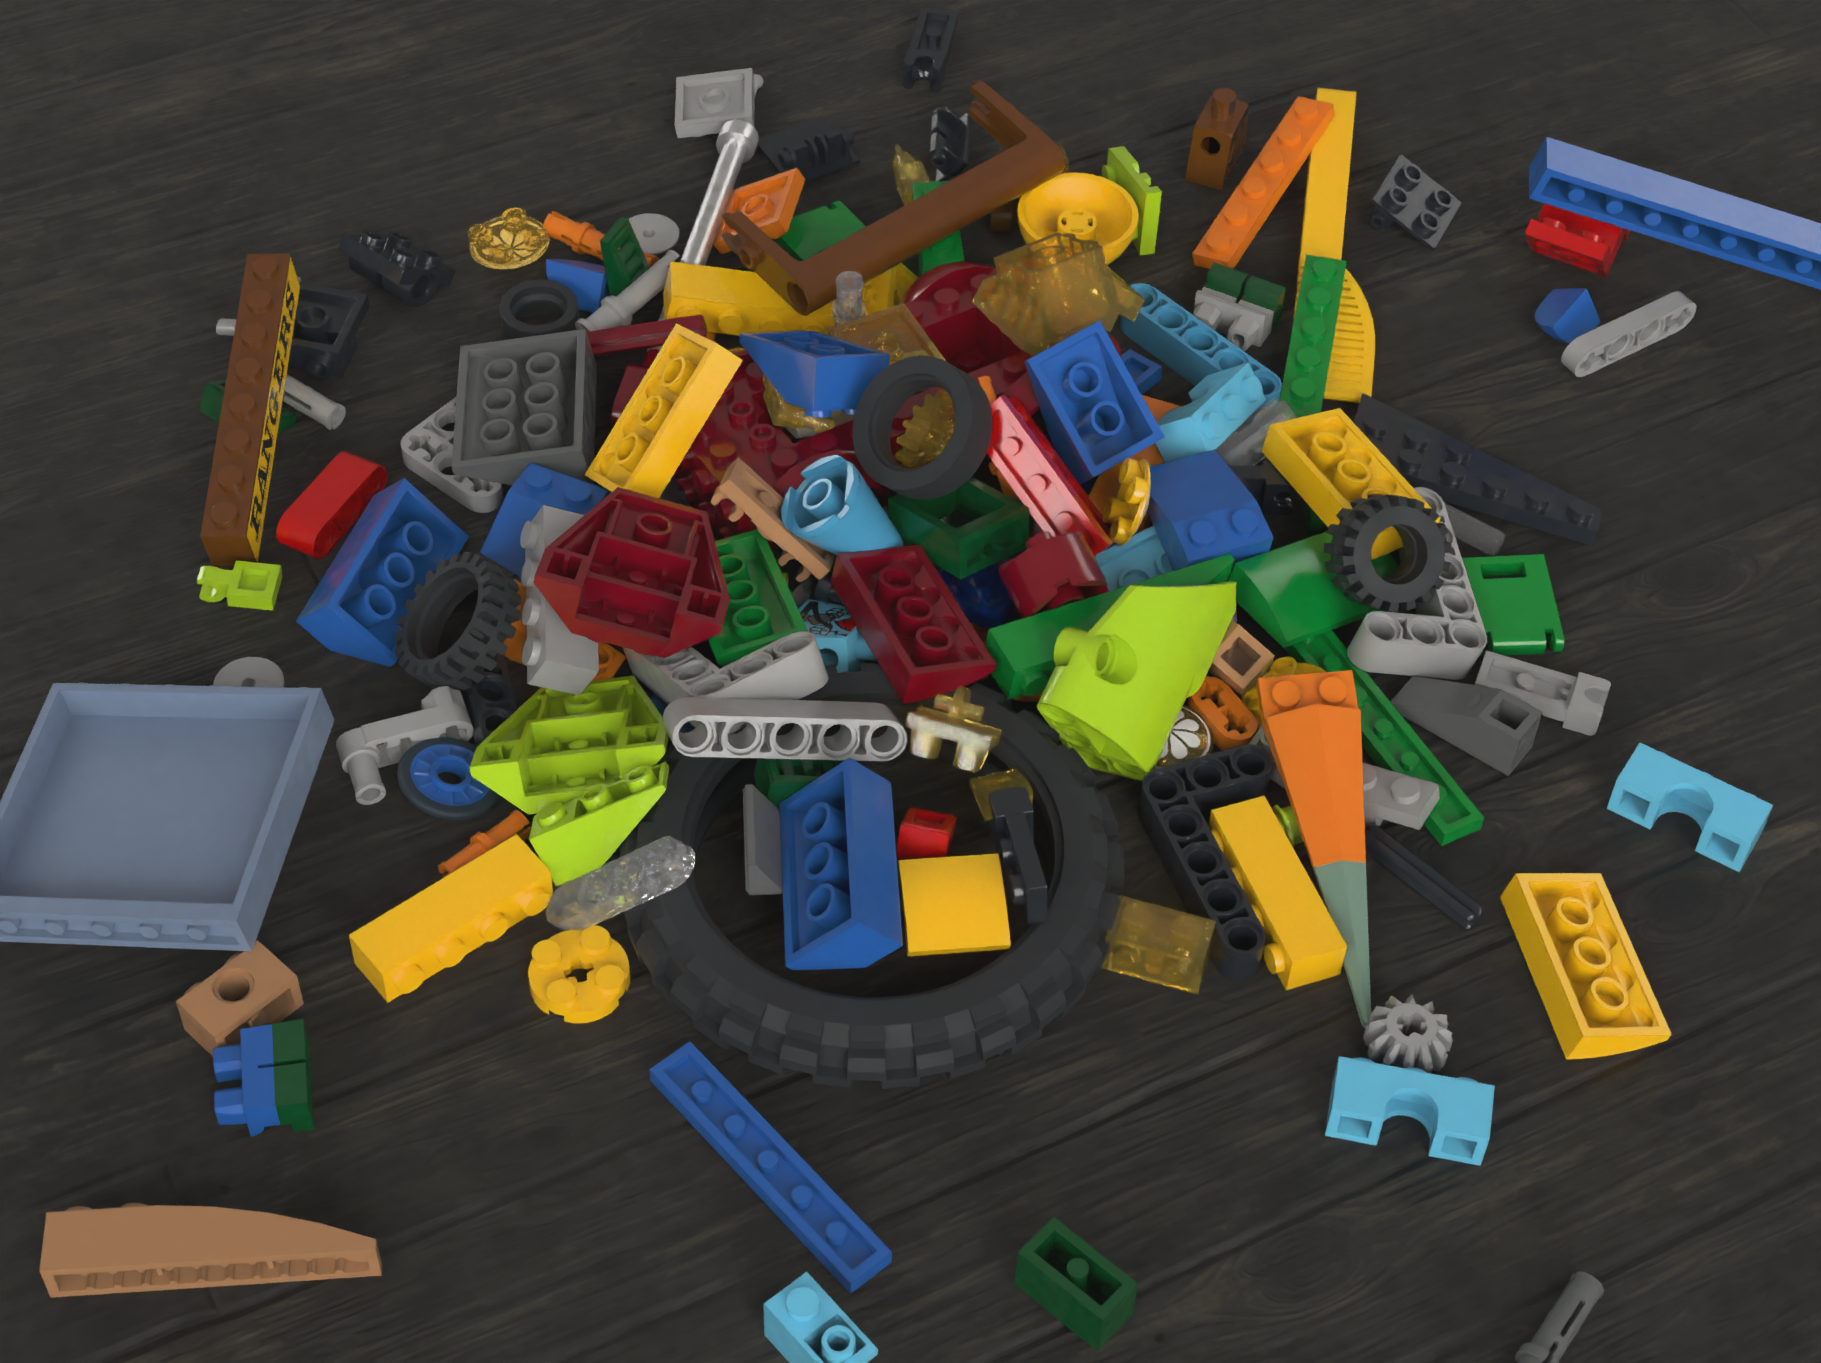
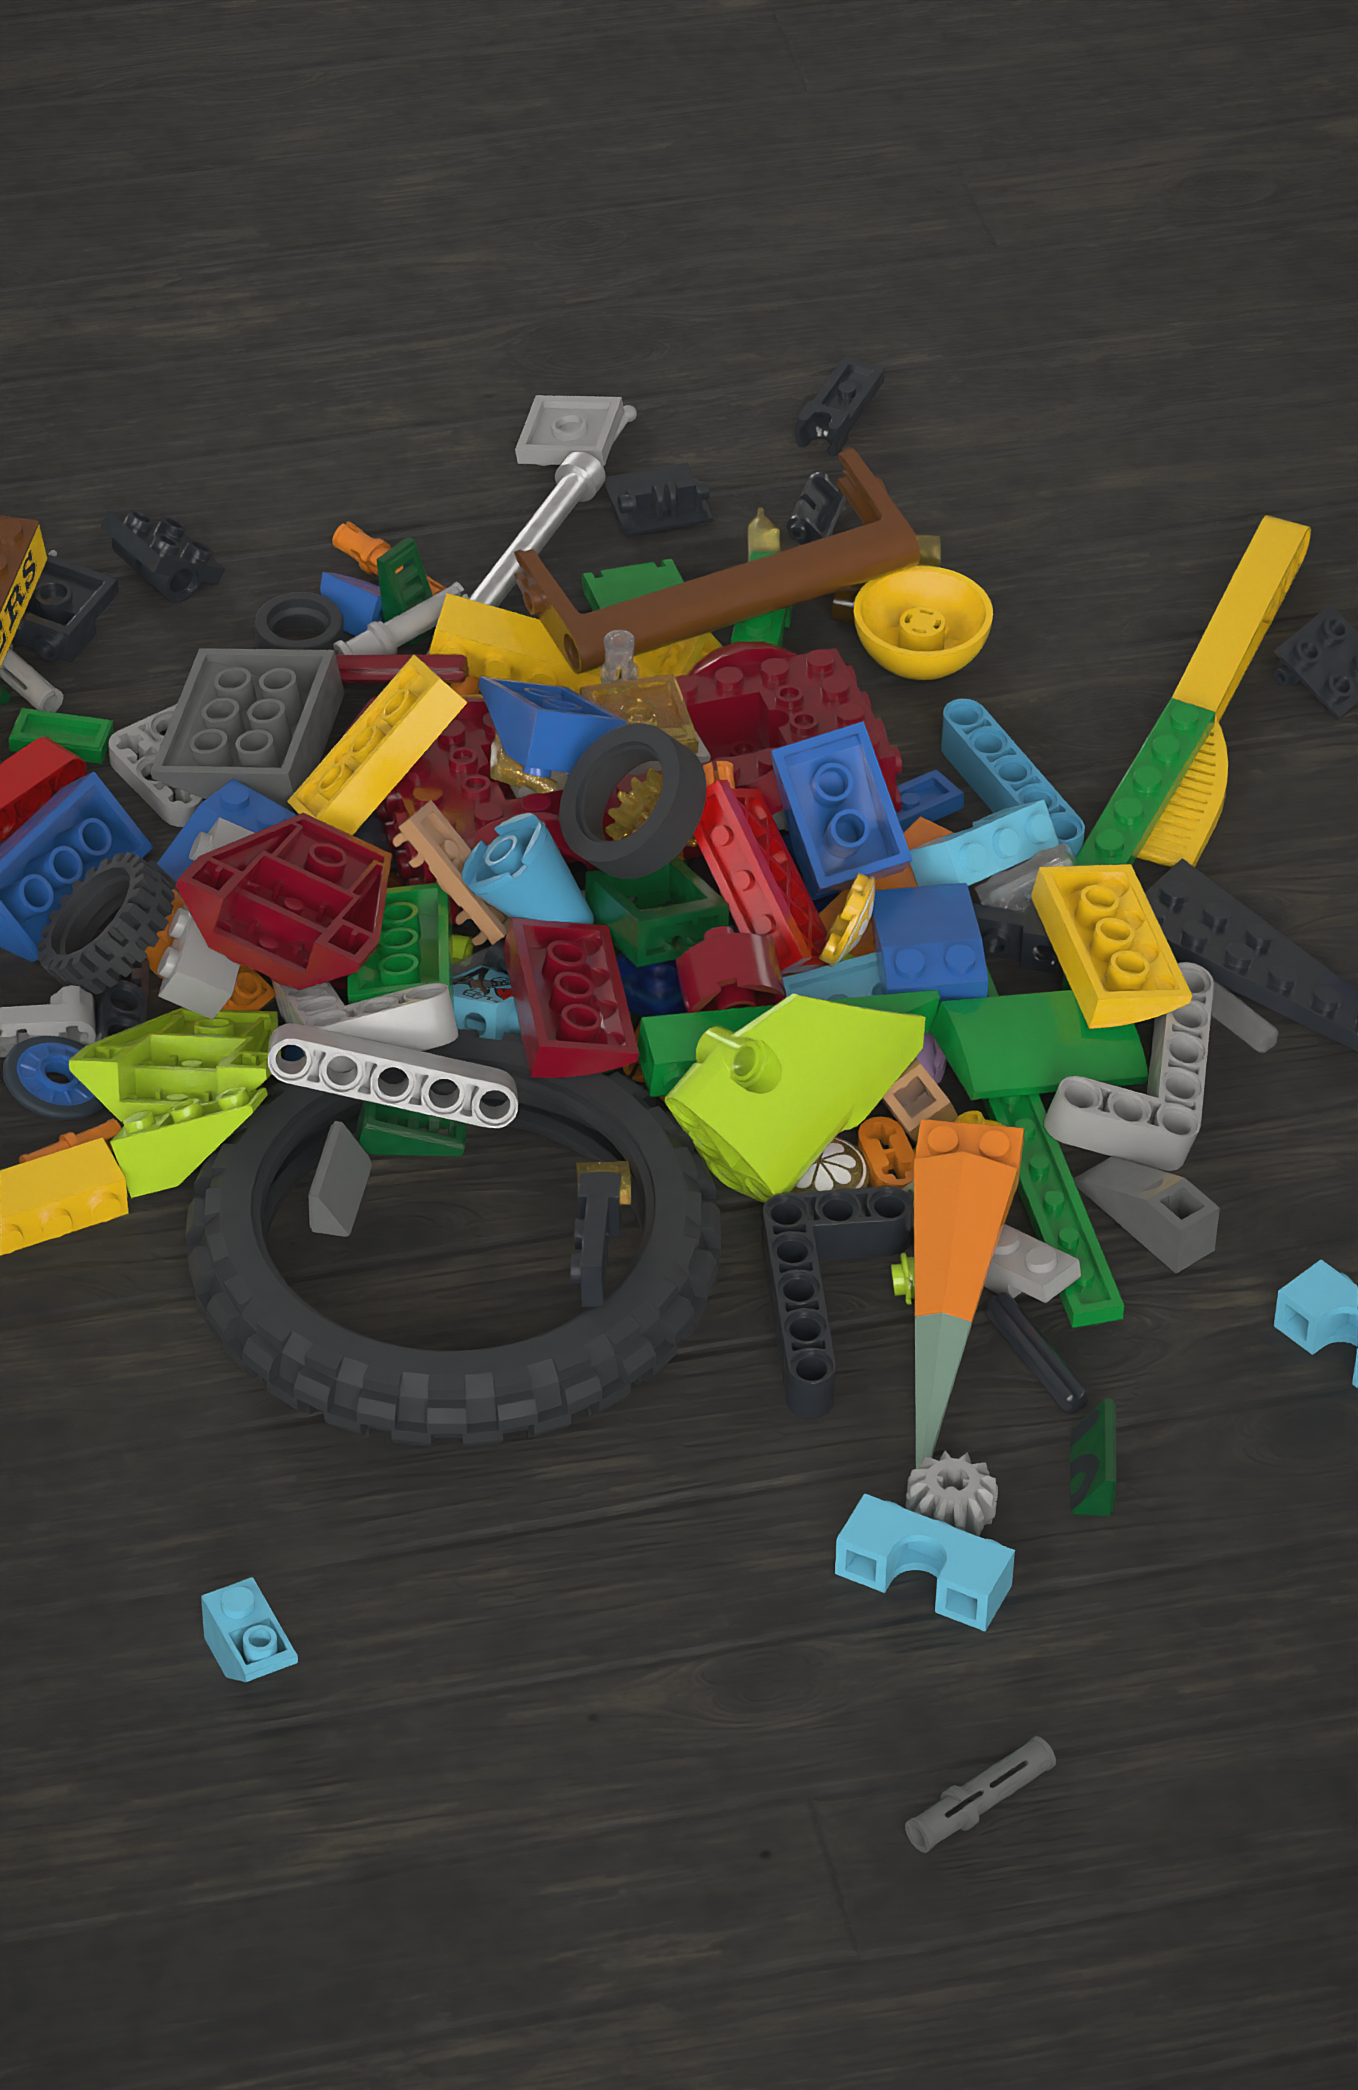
camera: 15 degrees right, 5 degrees down
(371, 442) = (79, 734): none -> green tile
(508, 240) = (292, 546): clear yellow dish -> none
(574, 950) = (110, 1265): yellow plate -> none
(612, 886) = (185, 1198): clear beam -> none
(654, 232) = (451, 562): light grey piece -> none
(766, 203) = (582, 551): orange plate -> none
(771, 1167) = (257, 1489): blue plate -> none
(840, 871) = (408, 1221): blue slope -> none
(925, 834) = (509, 1209): red slope -> none
(932, 726) = (550, 1103): clear yellow hips -> none
(953, 905) = (512, 1275): yellow slope -> none
(1054, 292) = (839, 681): clear yellow slope -> none
(1075, 1283) = (517, 1643): dark green brick -> none
(1125, 172) = (1000, 582): lime wing -> none
(1159, 944) = (726, 1362): clear yellow brick -> none
(1222, 122) = (1125, 557): reddish brown torso -> none
(1239, 308) = (1077, 744): hips -> none
(1264, 183) = (1159, 614): orange plate -> none
(1299, 931) = (869, 1337): yellow brick -> none
(1420, 561) = (1153, 1028): black tyre -> none
(1516, 609) = (1251, 1108): green container -> none
(1516, 974) = (1094, 1462): none -> dark green slope
(1558, 695) = (1252, 1196): light grey plate -> none
(1583, 964) = (1174, 1464): yellow slope -> none

